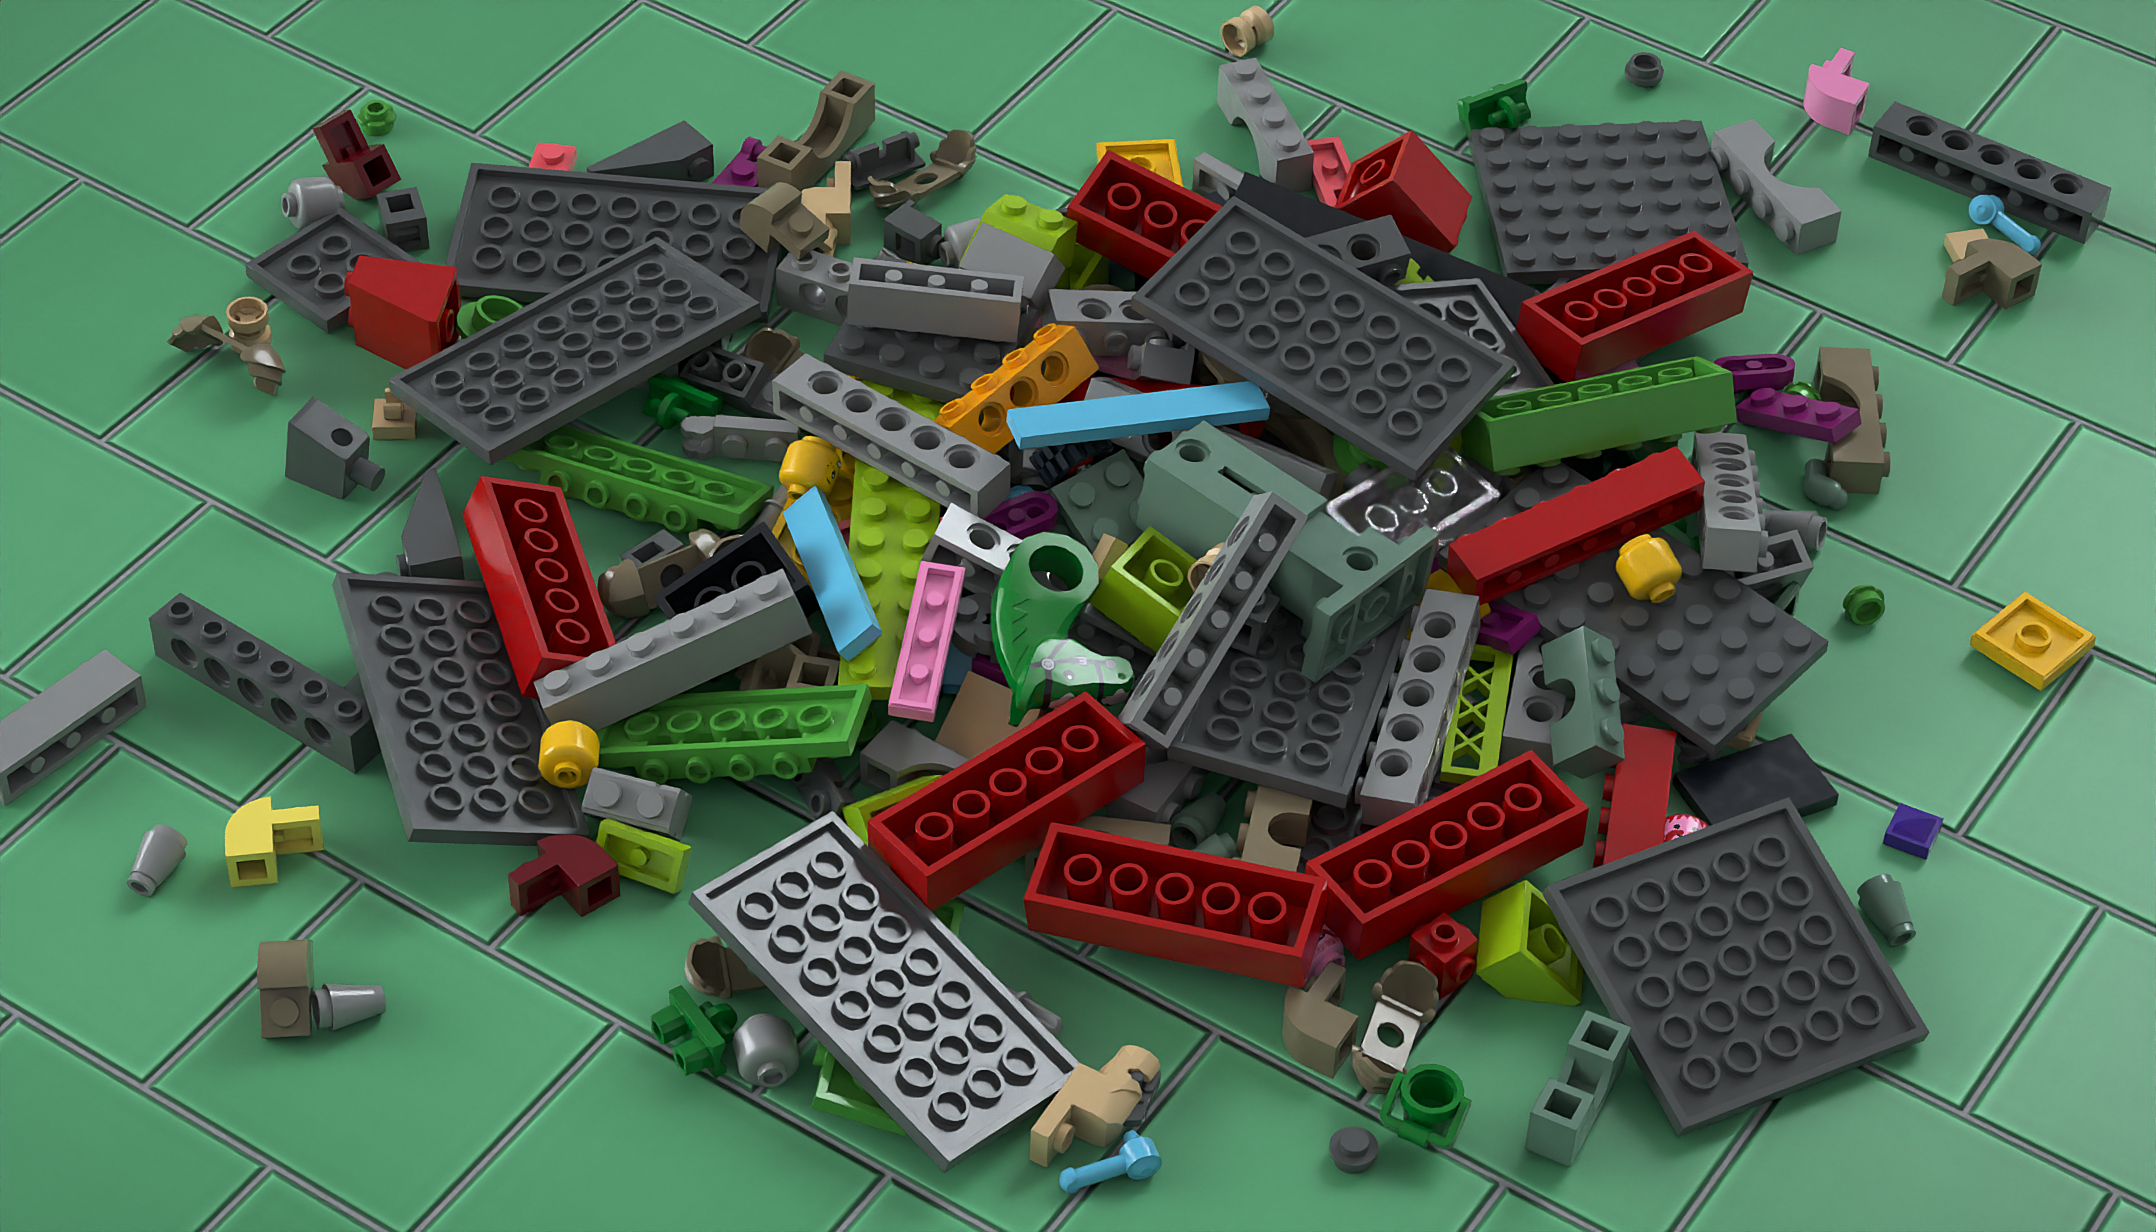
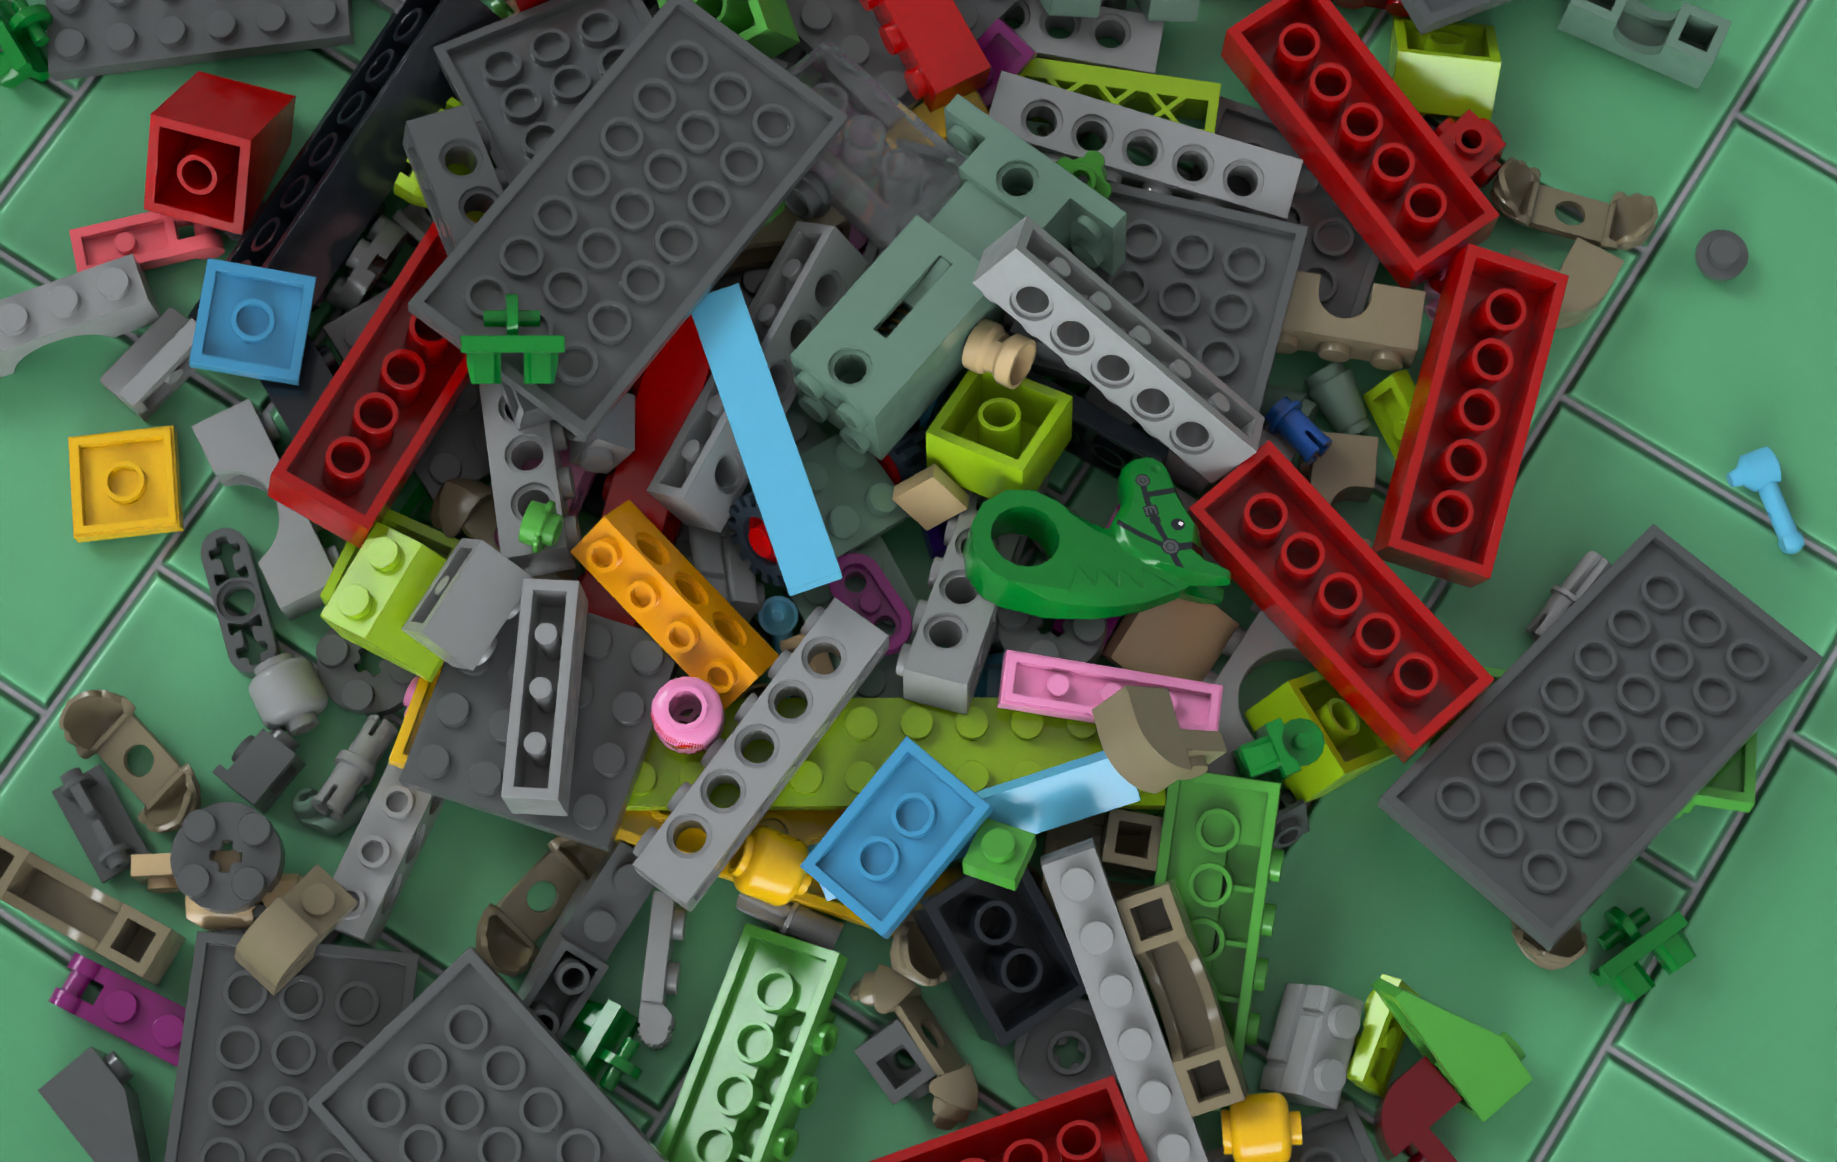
camera: 90 degrees left, 30 degrees up
(624, 883) = (1472, 1059): none -> bright green slope
(729, 676) = (1185, 996): none -> dark tan arch
(765, 1049) = (1664, 872): light grey head -> none
(800, 563) = (999, 854): none -> bright green plate
(819, 510) = (896, 837): none -> dark azure plate
(857, 188) = (206, 833): none -> dark grey plate
(872, 629) = (1146, 742): none -> dark tan brick
(878, 753) = (1279, 749): none -> green hips
(922, 387) = (683, 697): none -> bright pink head
(1070, 298) = (541, 525): none -> bright green plate
(1097, 1104) = (1700, 512): tan plate -> none
(1176, 799) = (1297, 429): none -> blue pin
(1200, 238) = (538, 351): none -> green hips
(1245, 169) = (252, 321): none -> dark azure plate
(1384, 650) = (1091, 166): none -> bright green plate
(1431, 1106) = (1684, 166): green piece -> none

